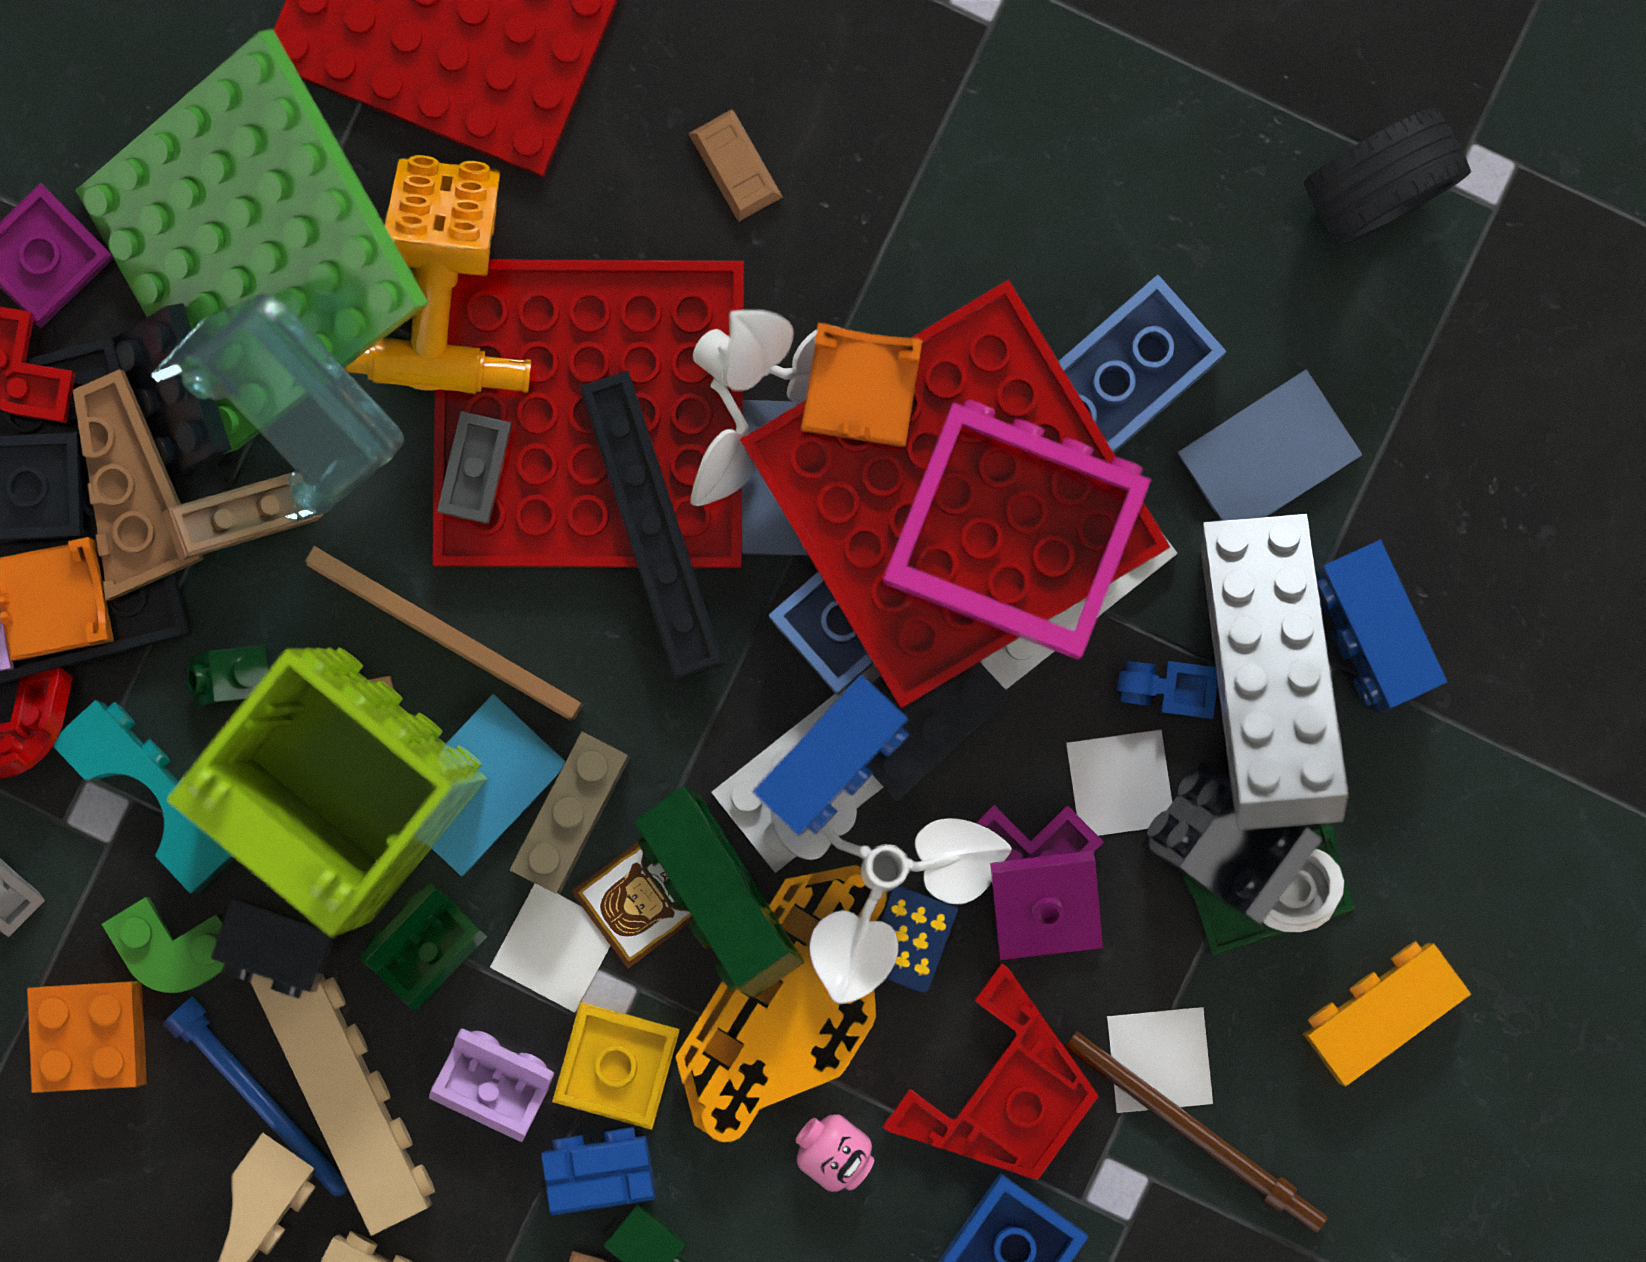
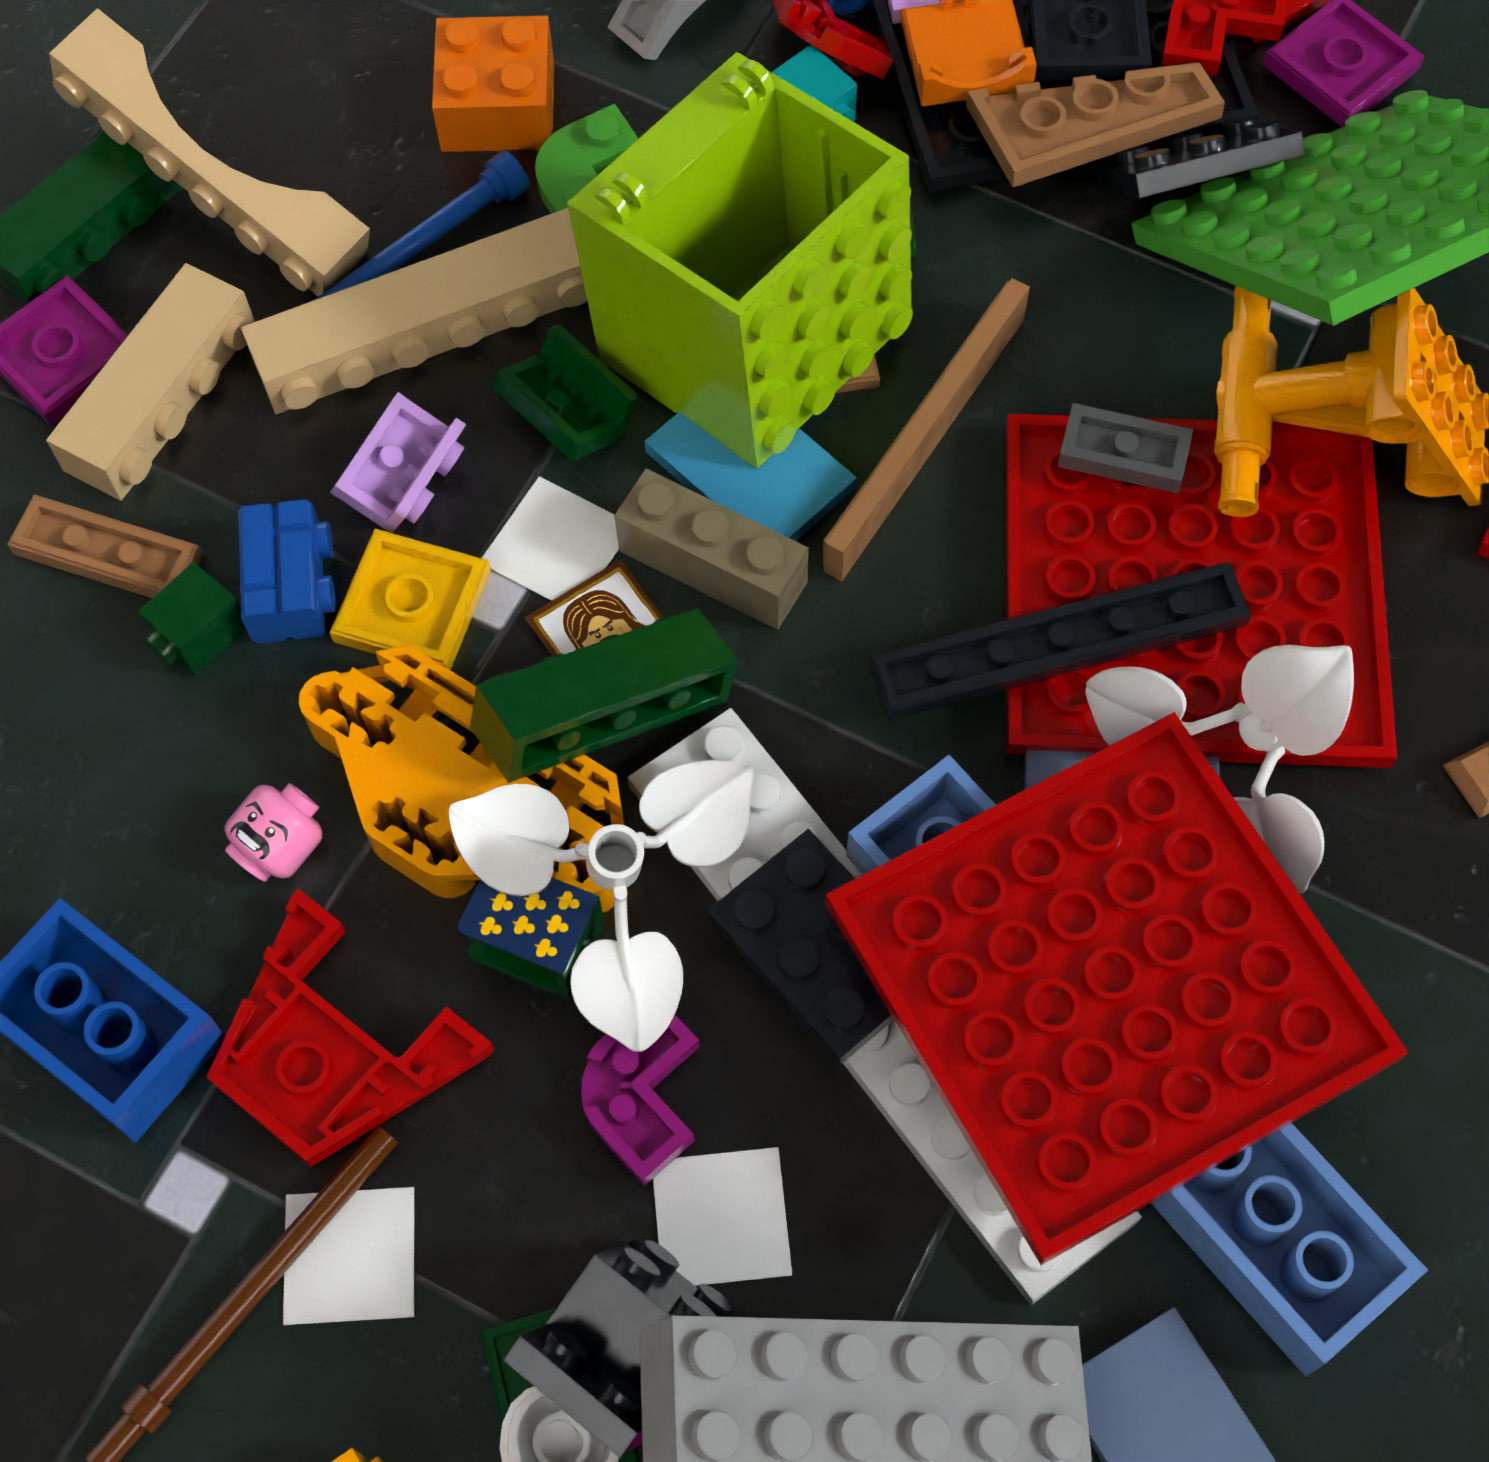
camera: 90 degrees right, 20 degrees down
(232, 517) = (1064, 223): medium nougat tile -> none
(273, 947) = (546, 239): black brick -> none
(291, 395) = (1194, 222): clear light blue windscreen -> none
(833, 758) = (764, 803): blue brick -> none
(861, 385) = (1254, 851): orange piece -> none
(986, 610) = (1020, 1160): dark pink window -> none
(1046, 905) = (563, 1100): magenta plate -> none
(1184, 690) = (847, 1292): blue plate -> none

